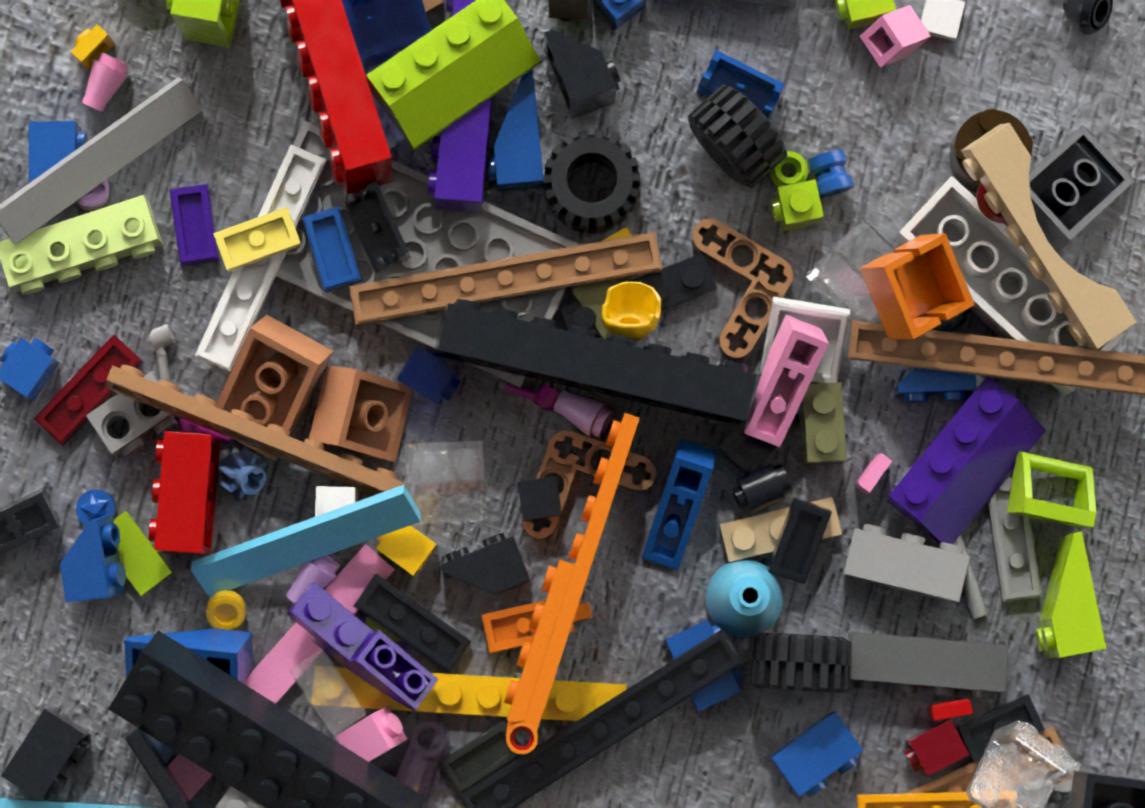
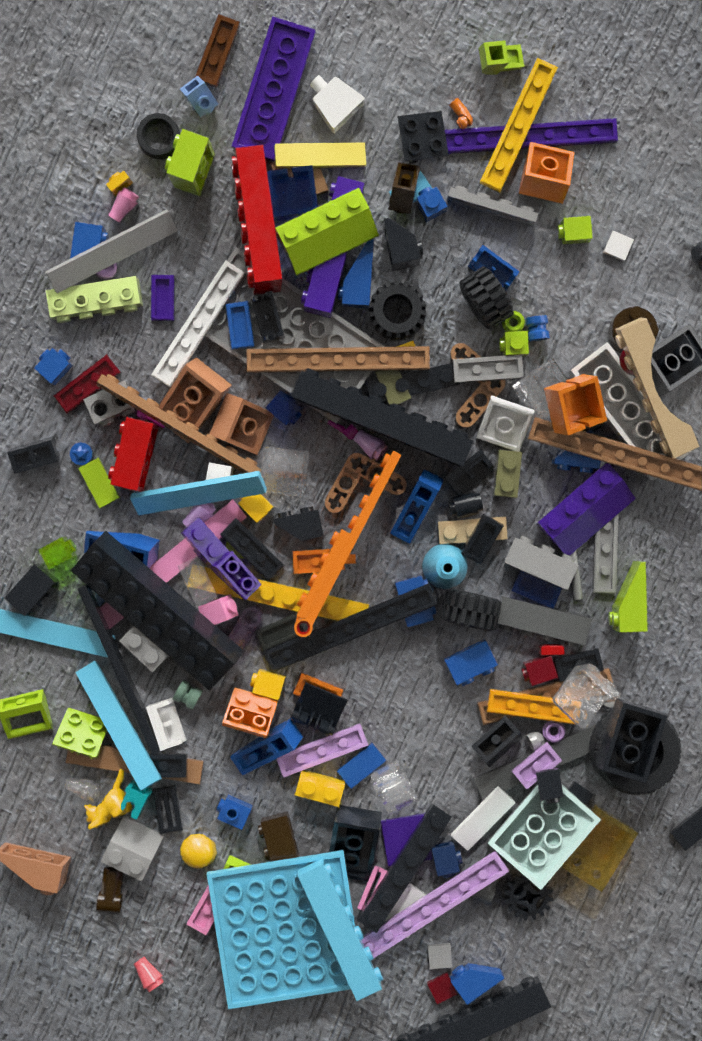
camera: 15 degrees right, 5 degrees up
(82, 683) = (58, 552): none -> clear neon green brick
(93, 563) = (74, 485): blue slope -> none
(160, 338) = (133, 360): light grey hand -> none
(225, 610) = (146, 524): yellow tile -> none
(242, 473) = (168, 447): medium blue gear -> none
(257, 239) = (197, 313): light yellow plate -> none
(539, 498) = (336, 490): black tile -> none
(631, 310) = (407, 390): yellow hair -> none
(760, 253) = (487, 368): none -> light grey plate
(785, 379) = (490, 445): bright pink slope -> none
(872, 473) = (534, 504): bright pink tile -> none
(895, 36) = (589, 253): bright pink brick -> none
(906, 611) = (536, 589): none -> clear blue plate
(1022, 502) = (614, 534): lime tile -> none

